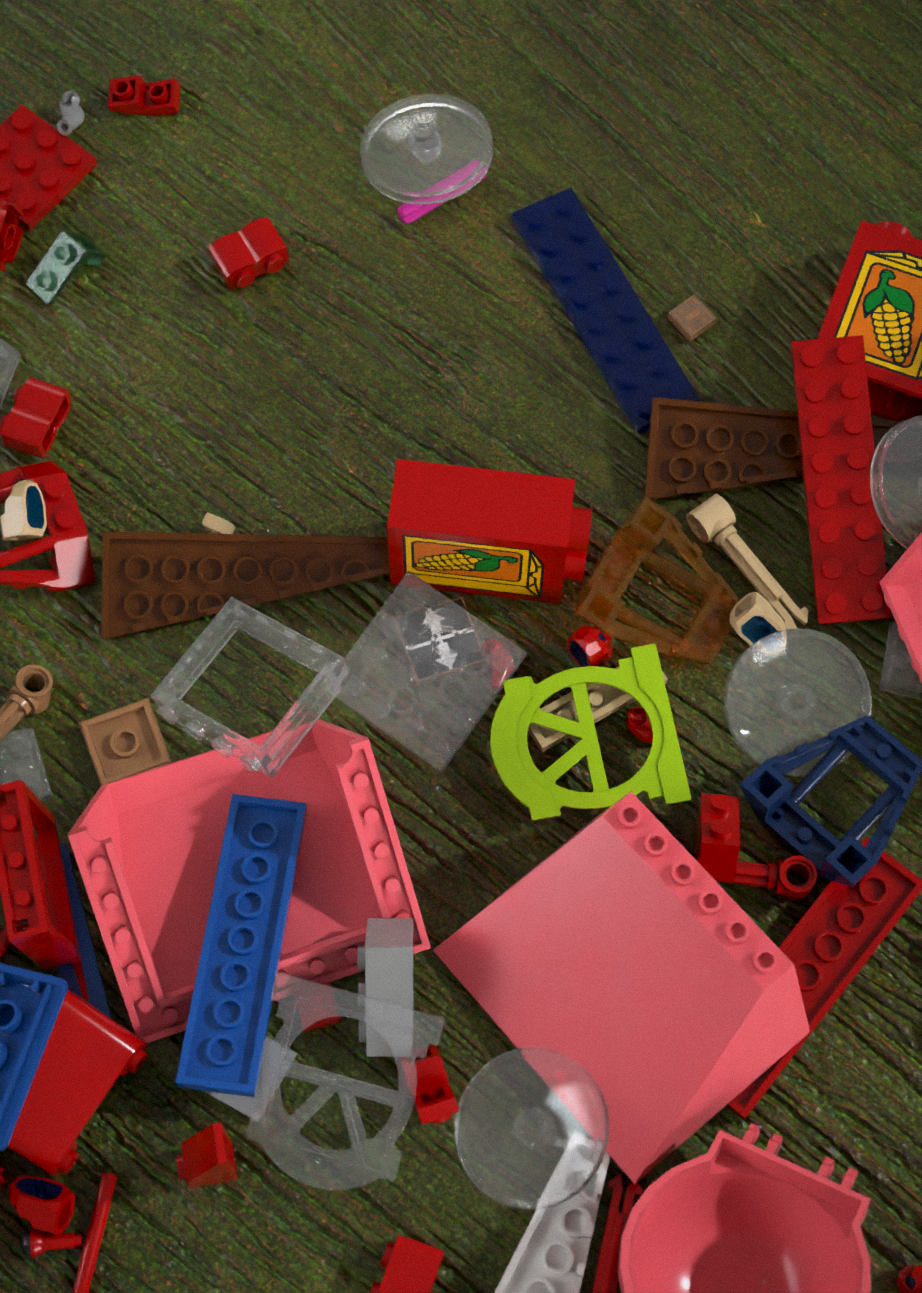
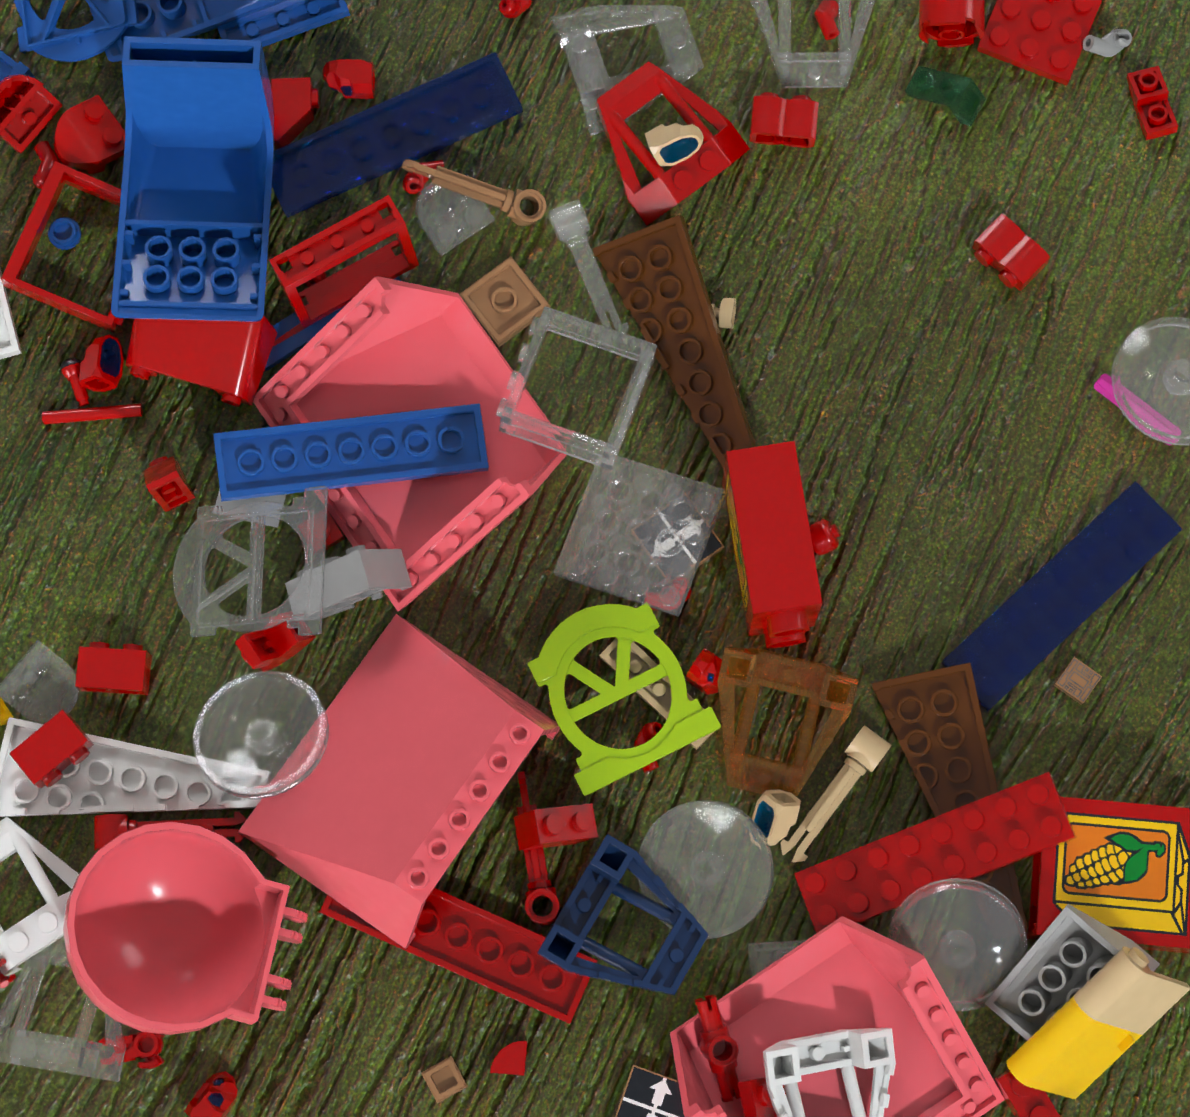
camera: 80 degrees right, 10 degrees up
(65, 650) = (572, 227): none -> clear piece

